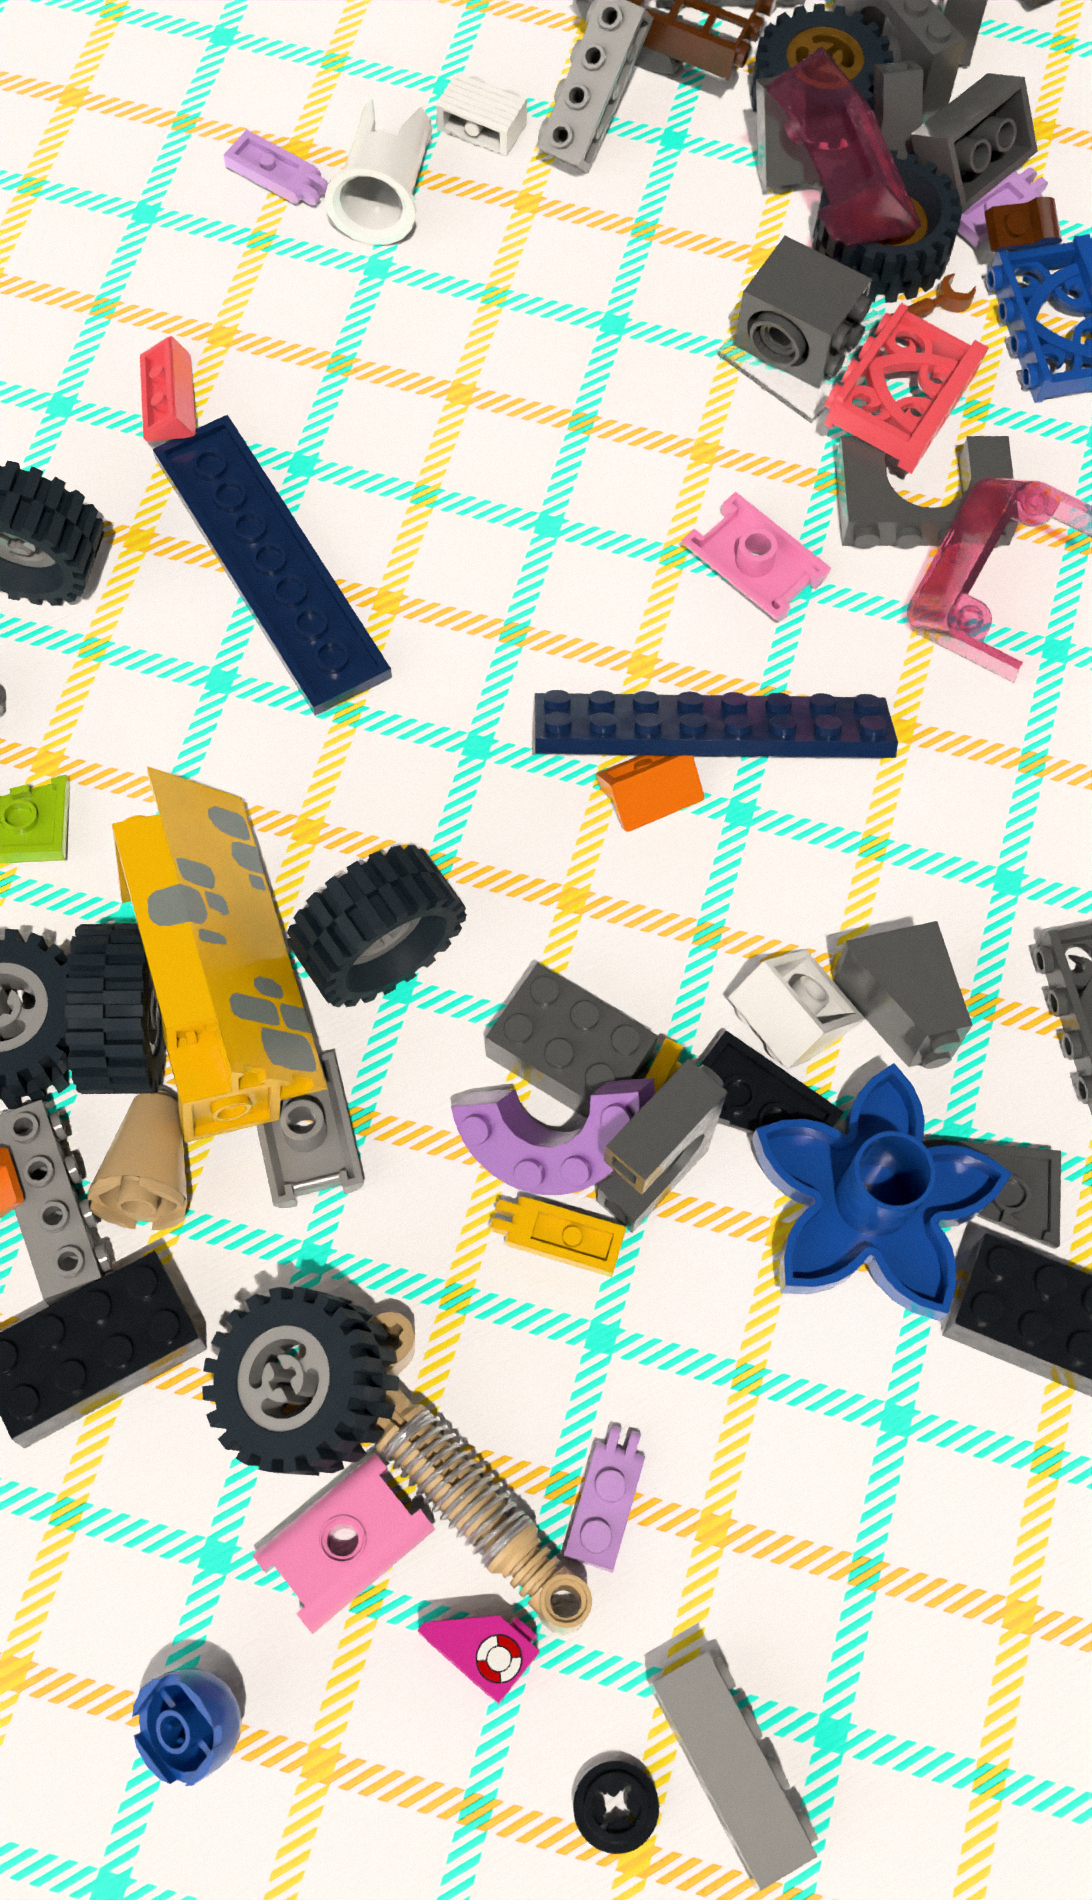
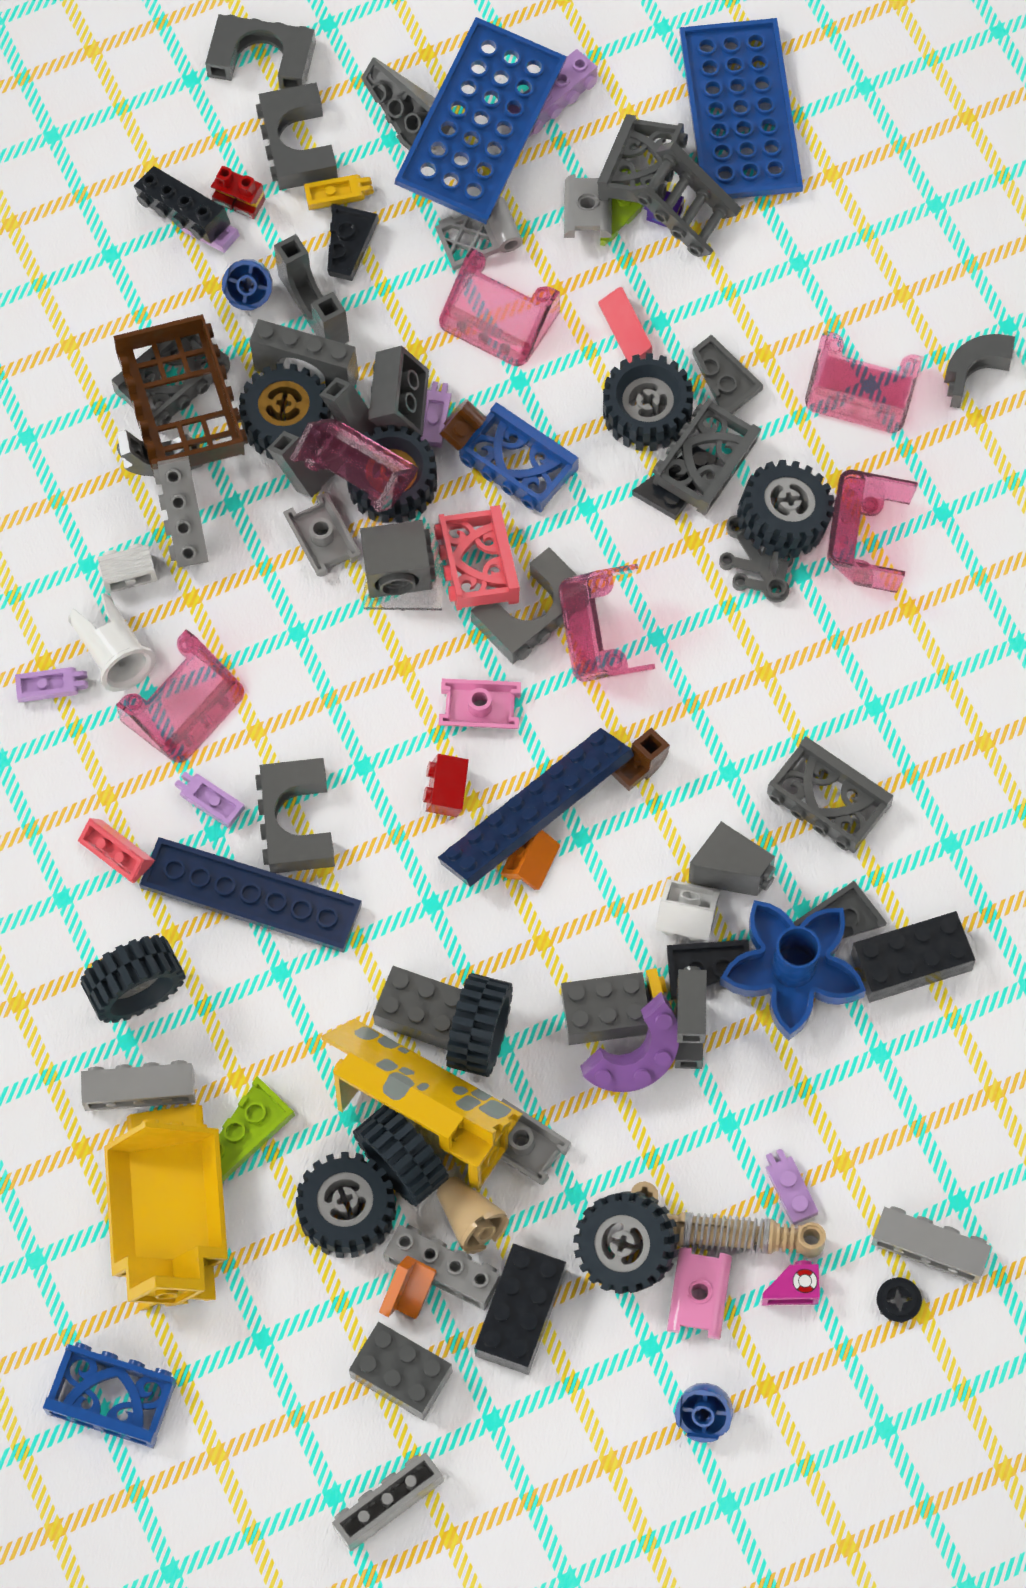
camera: 35 degrees left, 0 degrees up
(325, 831) = (417, 1007): none -> dark grey brick
(330, 422) = (210, 799): none -> lavender hinge
(405, 293) = (186, 704): none -> clear pink windscreen
(418, 464) = (279, 784): none -> dark grey arch
(560, 1234) = (674, 1094): yellow hinge -> none
(623, 614) = (446, 785): none -> red brick
(739, 236) = (326, 549): none -> light grey piece
(912, 778) = (649, 754): none -> reddish brown brick
(945, 297) = (450, 488): dark orange piece -> none

